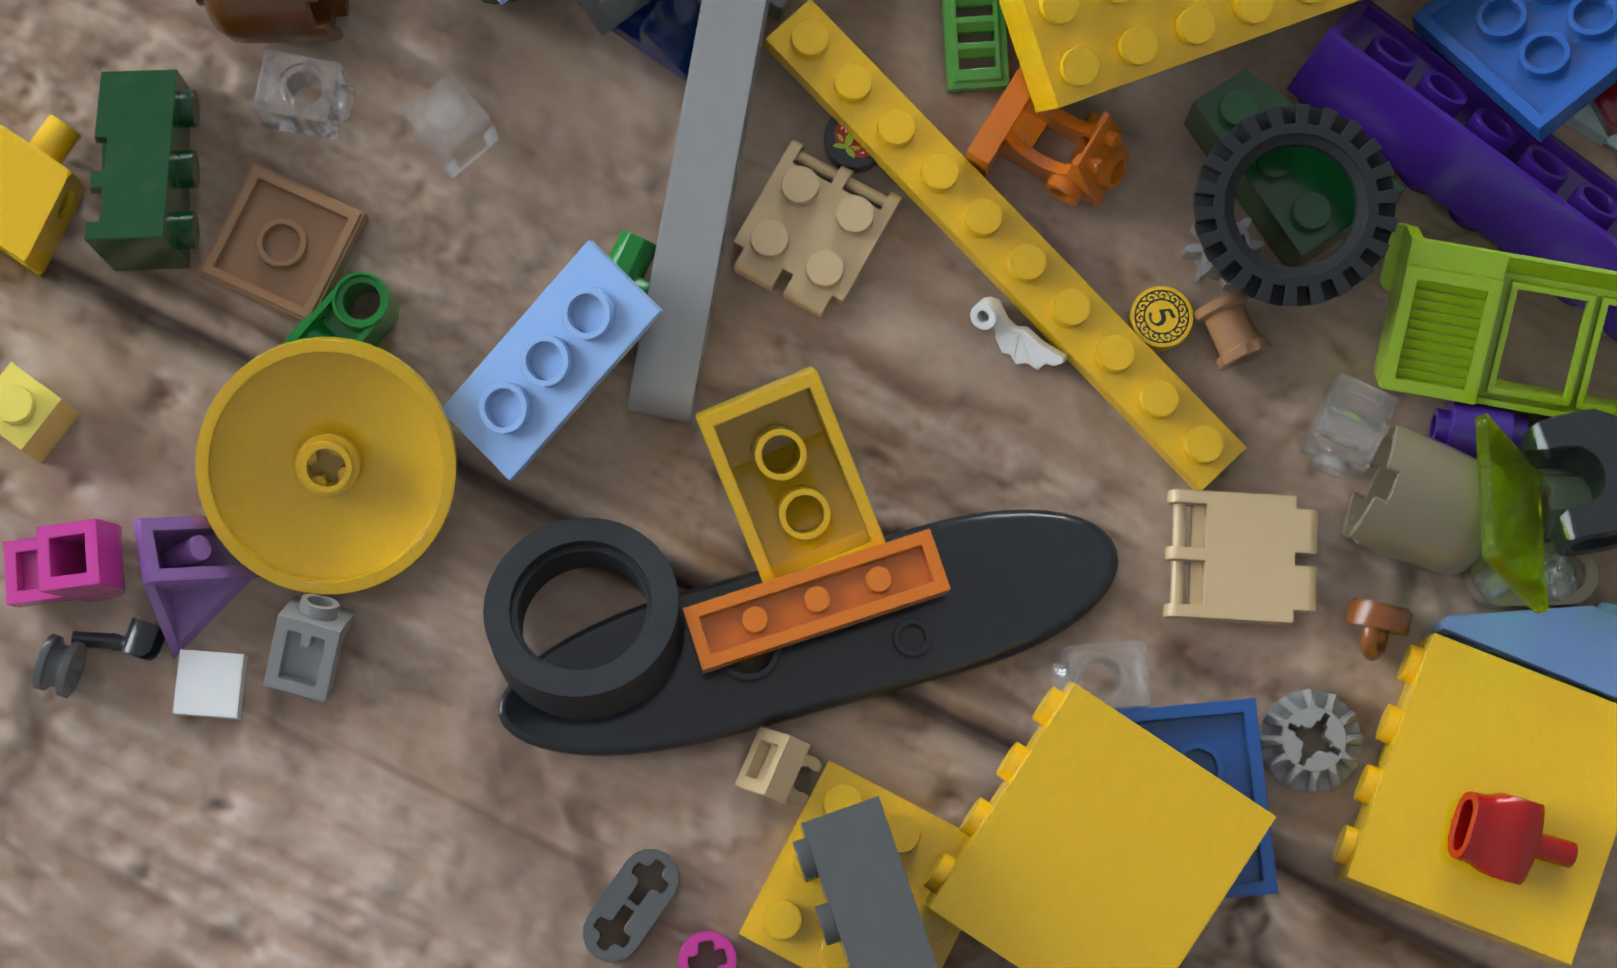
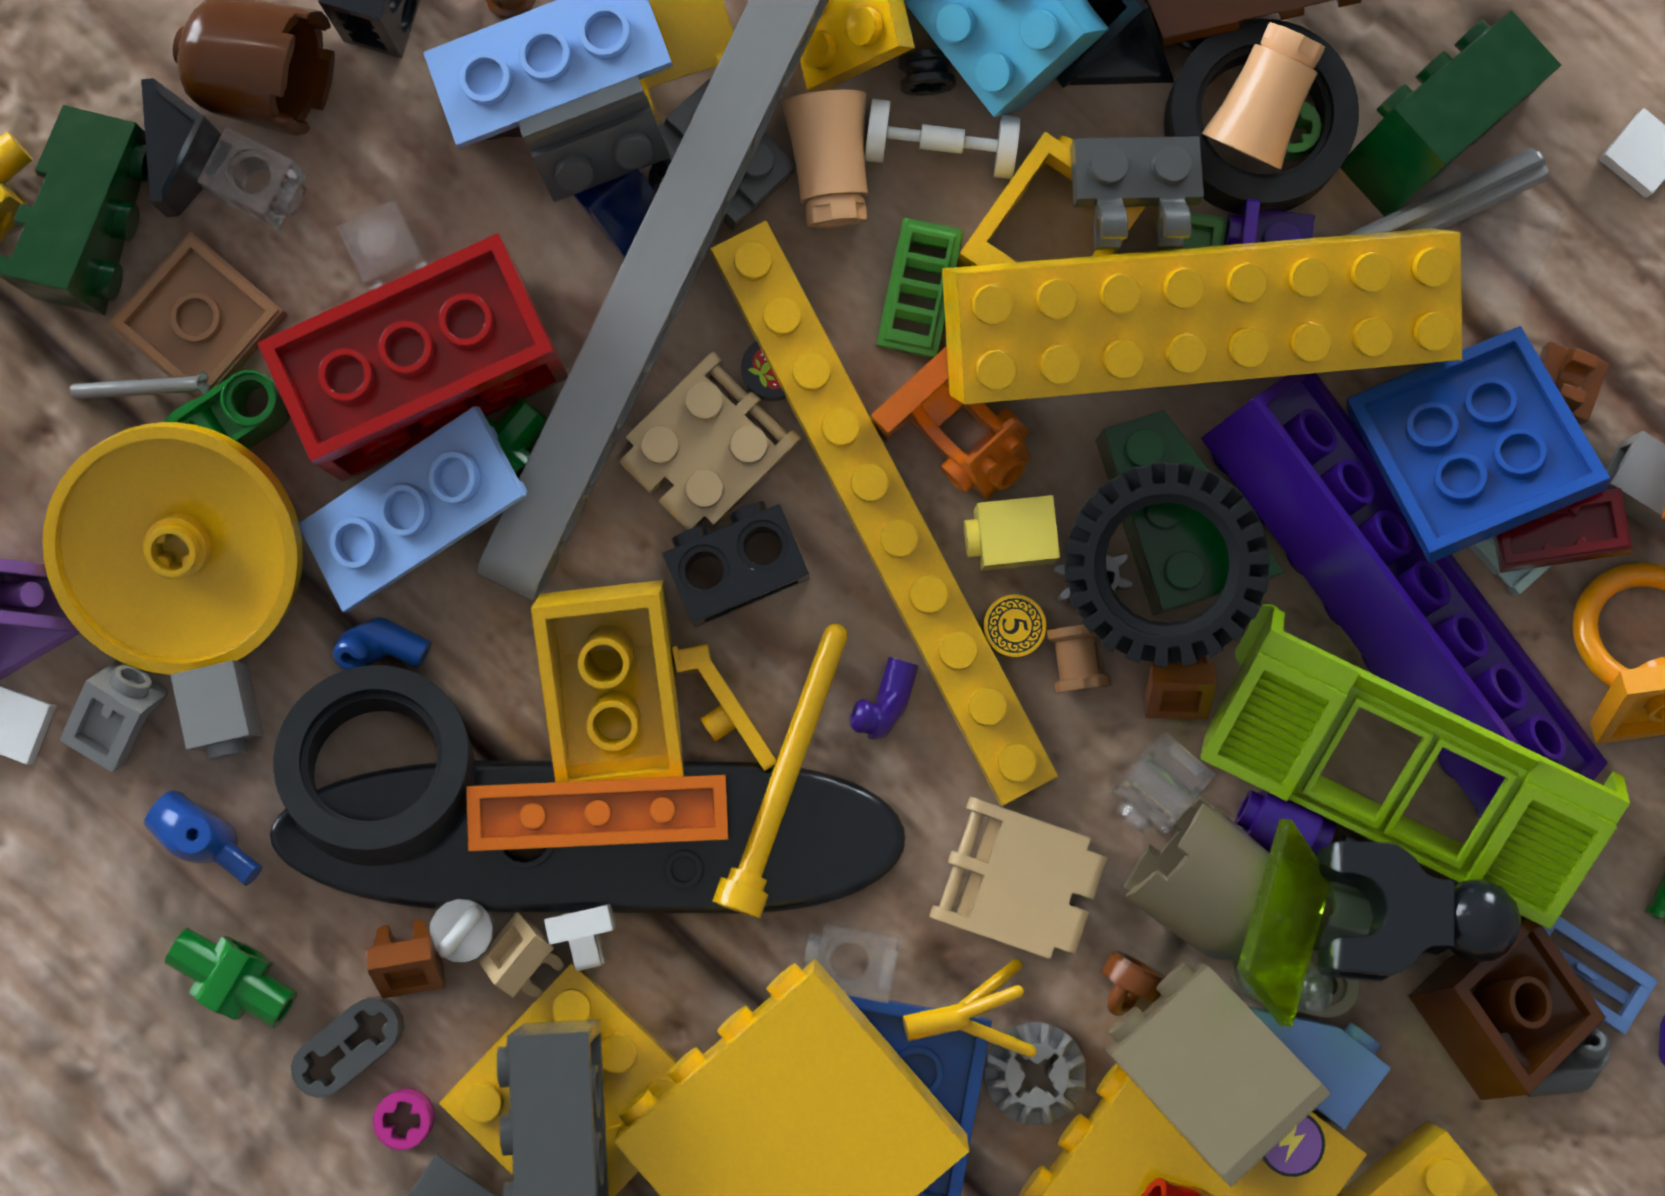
camera: 15 degrees right, 5 degrees up
(224, 79) = (176, 147): none -> black slope
(247, 323) = (141, 387): none -> light grey piece
(411, 610) = (217, 708): none -> light grey brick
(429, 738) = (199, 836): none -> blue piece
(498, 868) = (230, 977): none -> green axle
(516, 211) = (412, 358): none -> red brick
(549, 502) = (377, 640): none -> blue arm
(667, 806) = (404, 965): none -> dark orange tile
(711, 759) = (461, 930): none -> white tile
(831, 723) = (583, 933): none -> white tile
(887, 342) = (741, 579): none -> black brick
(912, 475) = (730, 713): none -> yellow piece
(978, 634) = (744, 885): none -> yellow piece
(1012, 339) = (867, 607): white piece -> none
(1064, 419) = (891, 701): none -> dark purple arm
(1134, 229) = (1013, 533): none -> light yellow brick
(1223, 698) = (957, 1016): none -> yellow plant
(1338, 331) = (1180, 690): none -> dark orange tile
(1487, 671) = (1214, 1070): none -> dark tan slope
(1579, 725) = (1298, 1151): none -> medium lavender tile

